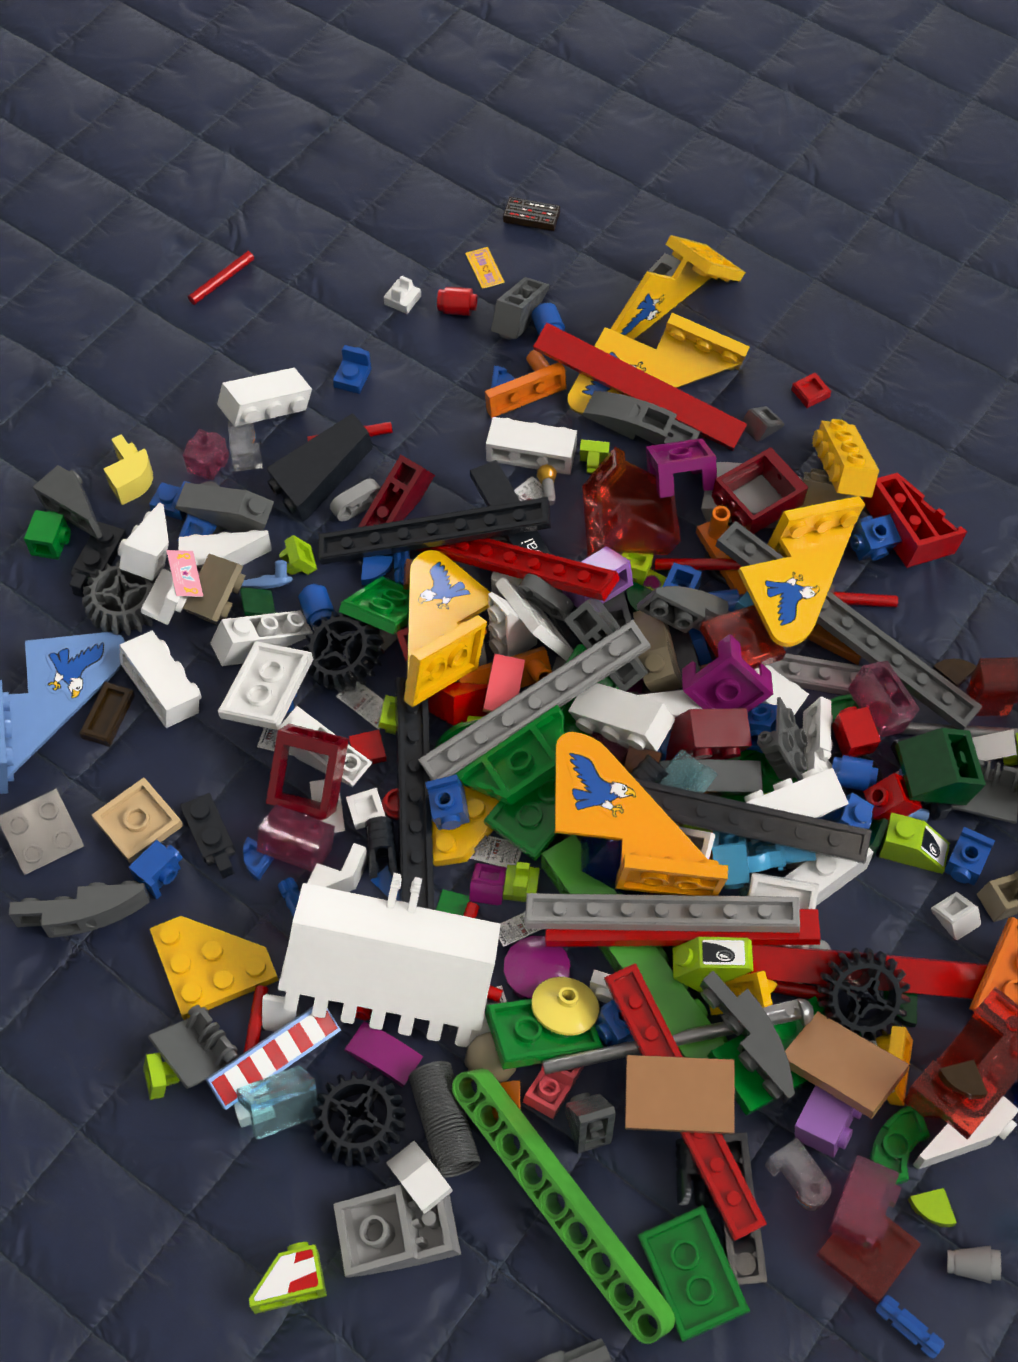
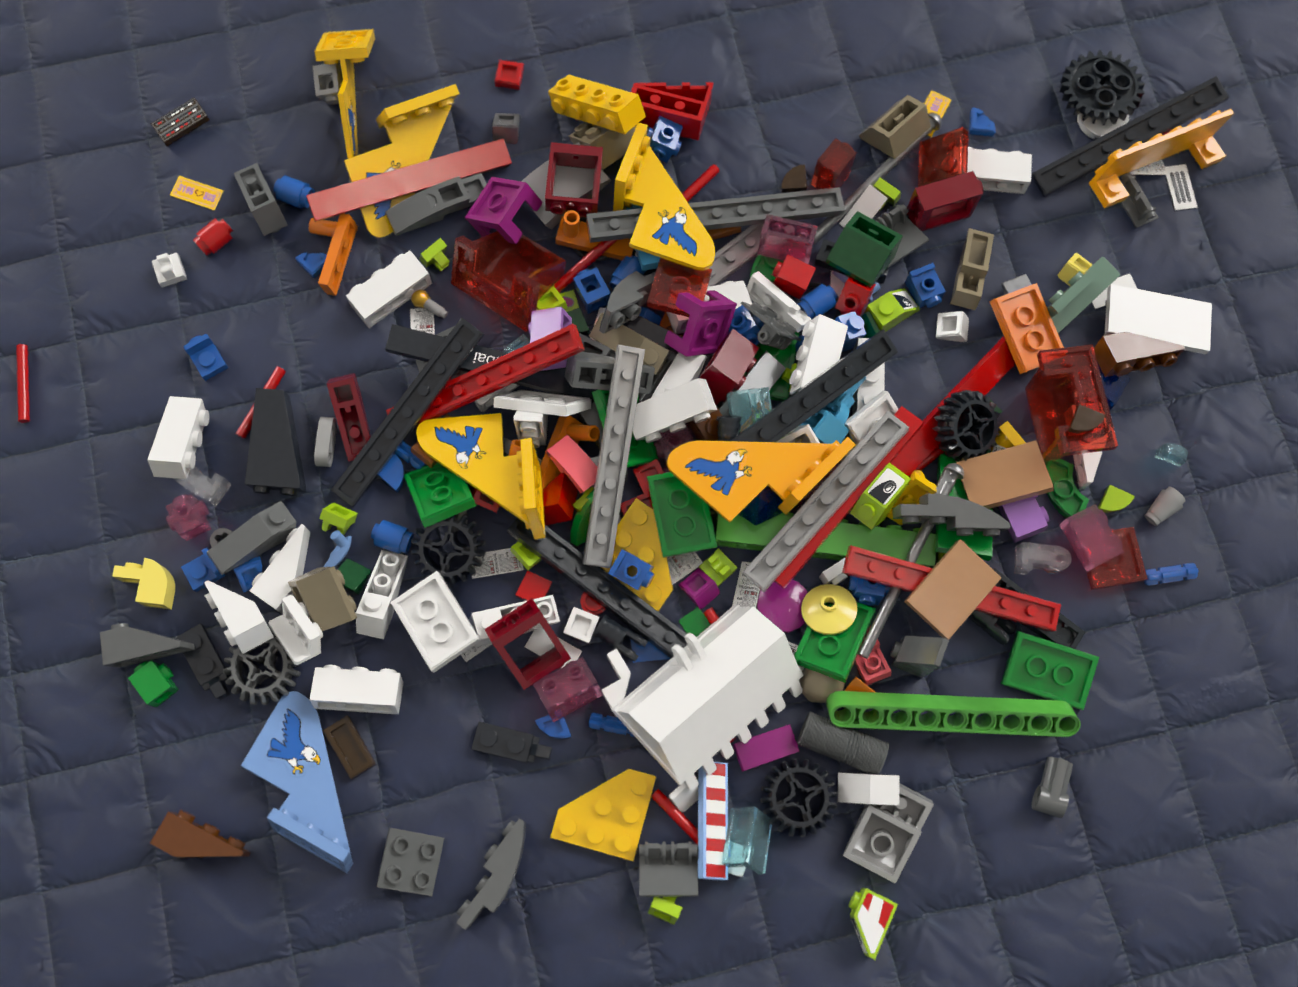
camera: 55 degrees left, 15 degrees up
(137, 820) = (458, 787): tan plate -> none
(156, 867) = (509, 799): blue brick -> none
(184, 573) = (296, 611): bright pink sticker -> none
(518, 762) = (647, 500): green wing -> none
(546, 597) = (535, 382): dark grey beam -> none

